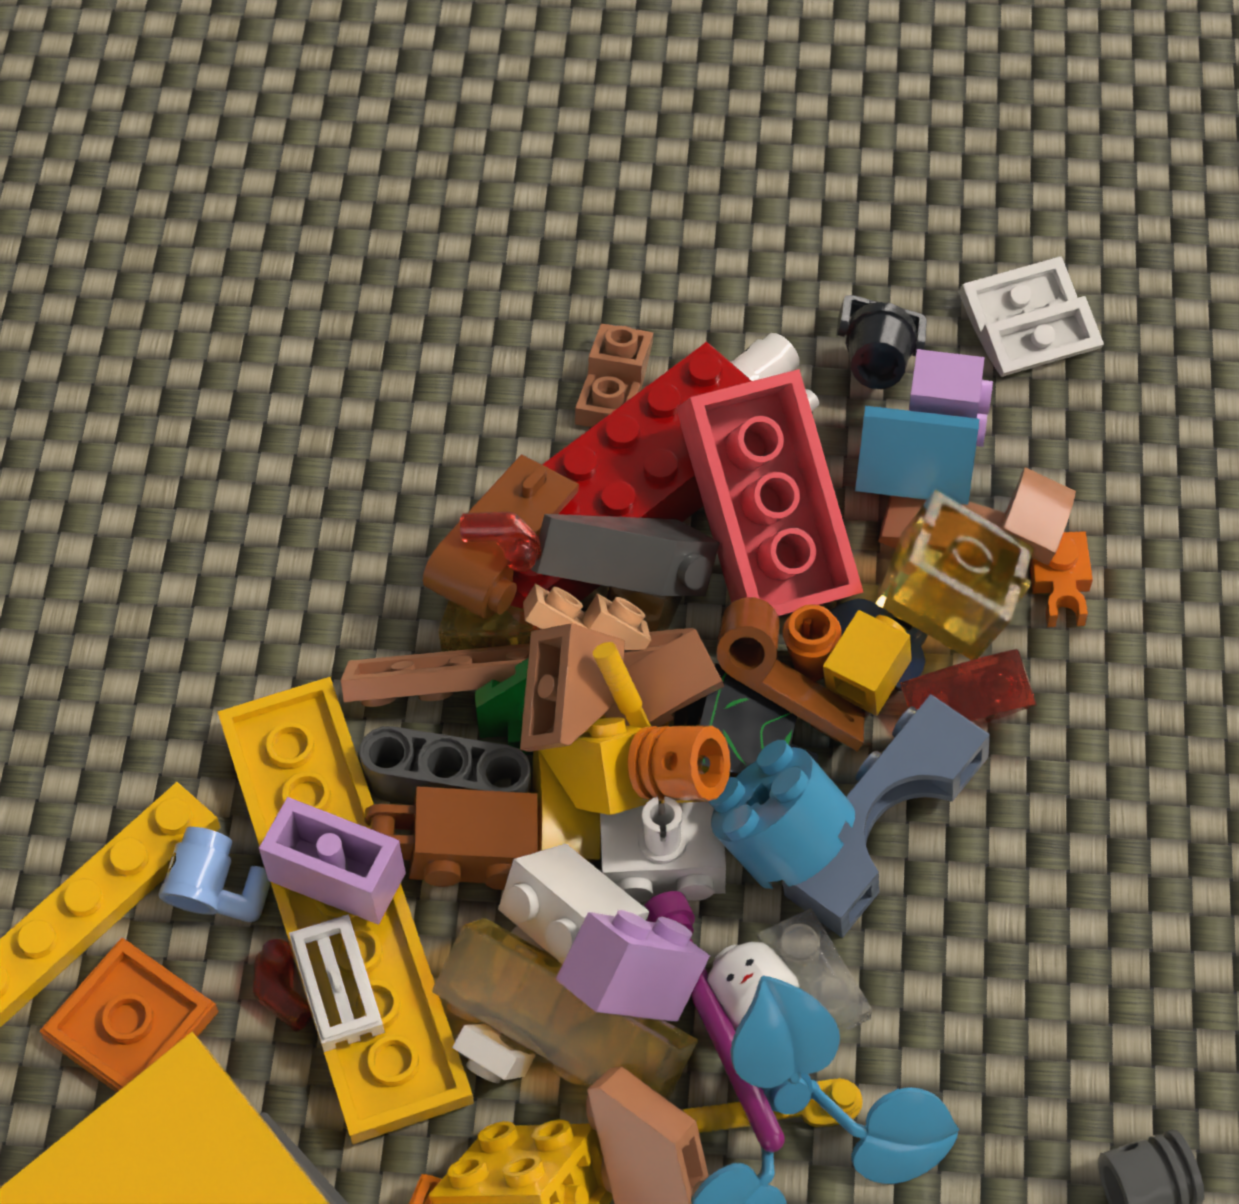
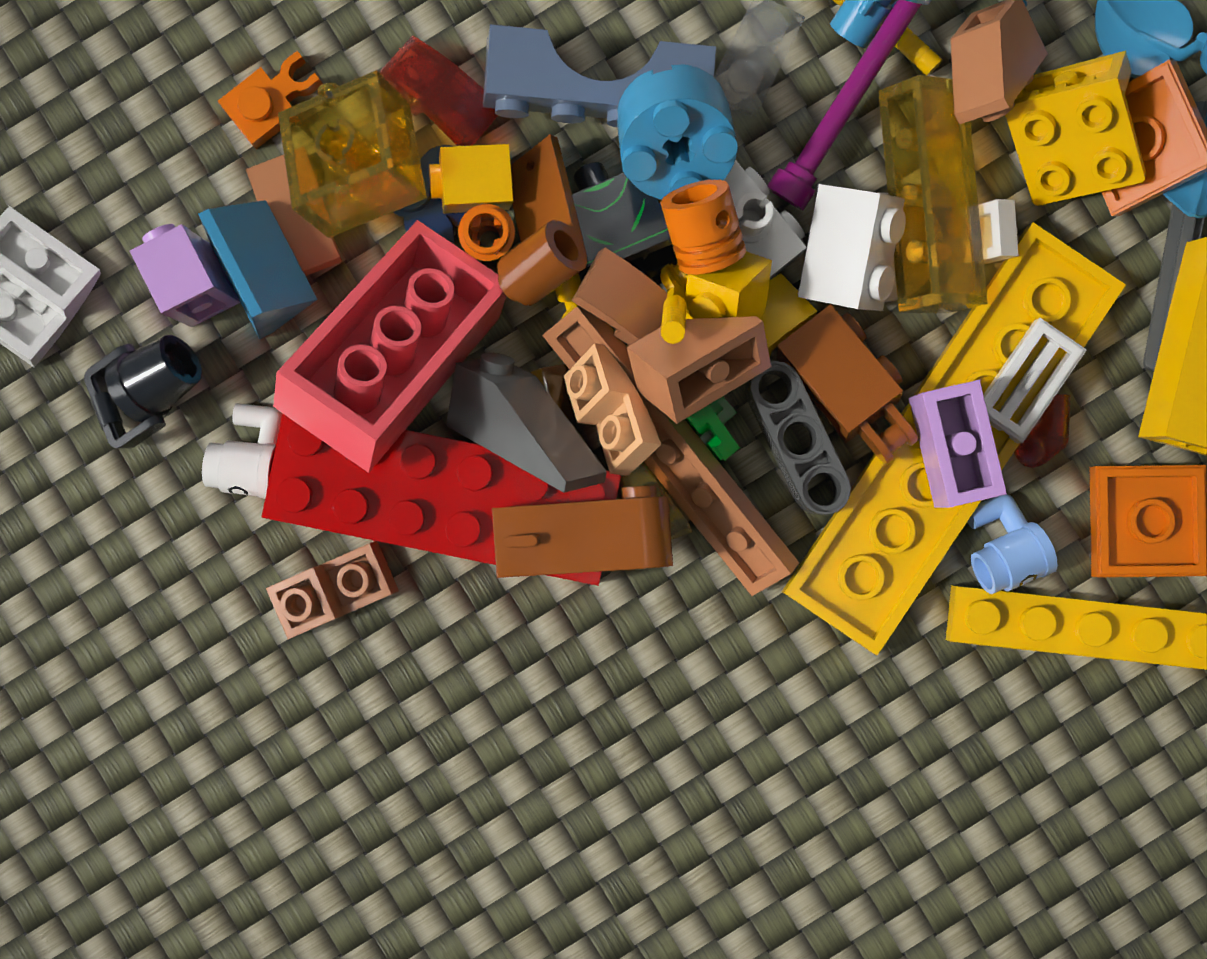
camera: 135 degrees left, 30 degrees up
(509, 531) = (597, 515): clear red arm -> none
(633, 966) = (878, 158): lavender brick -> none
(738, 972) = (809, 80): white head -> none
(1039, 513) = (231, 138): slope -> none

